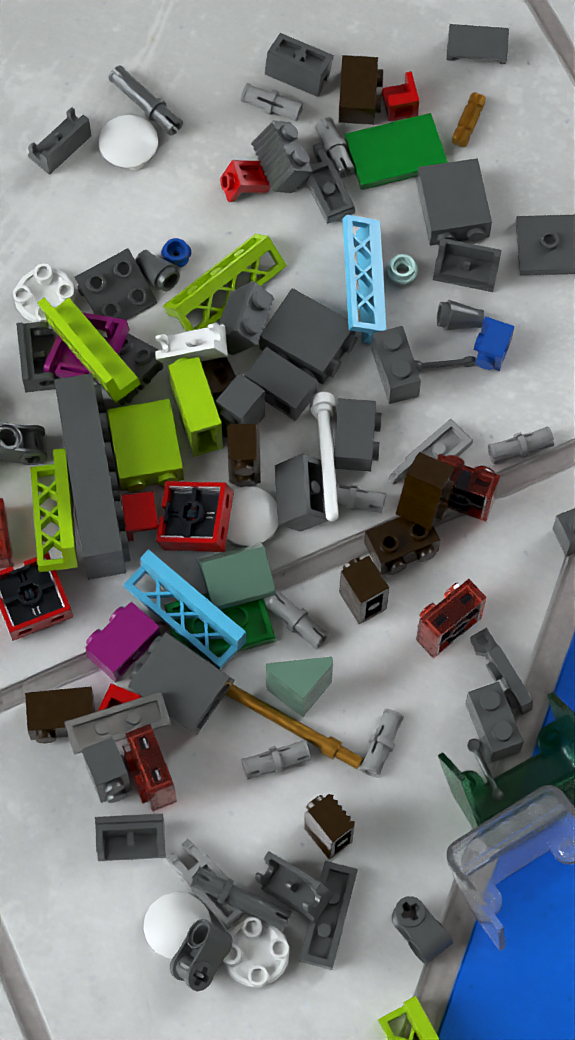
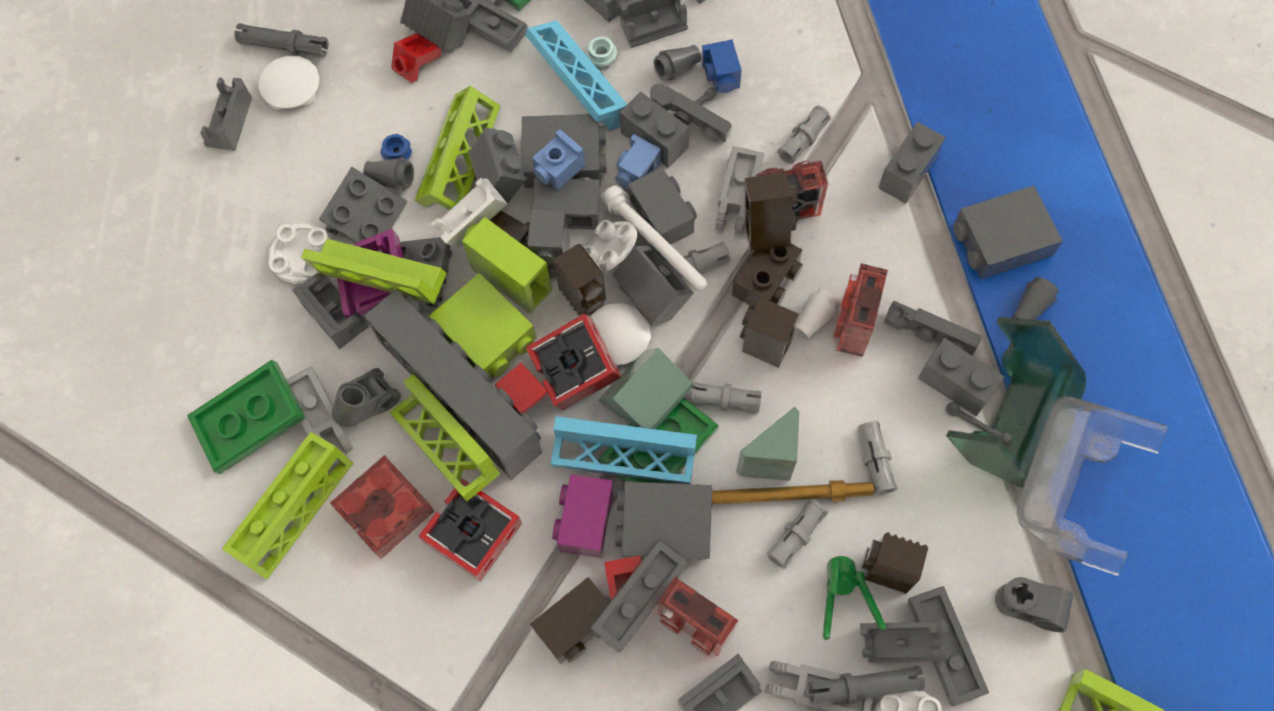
camera: 30 degrees left, 0 degrees up
(107, 770) = (659, 647): dark grey brick -> none
(284, 812) = (842, 581): none -> green plant
(288, 440) = (611, 243): none -> white dish
(292, 354) = (561, 170): none -> medium blue brick
(362, 384) = (638, 161): none -> medium blue brick
(417, 598) = (817, 312): none -> white cone
(434, 367) = (690, 111): none -> dark grey hinge

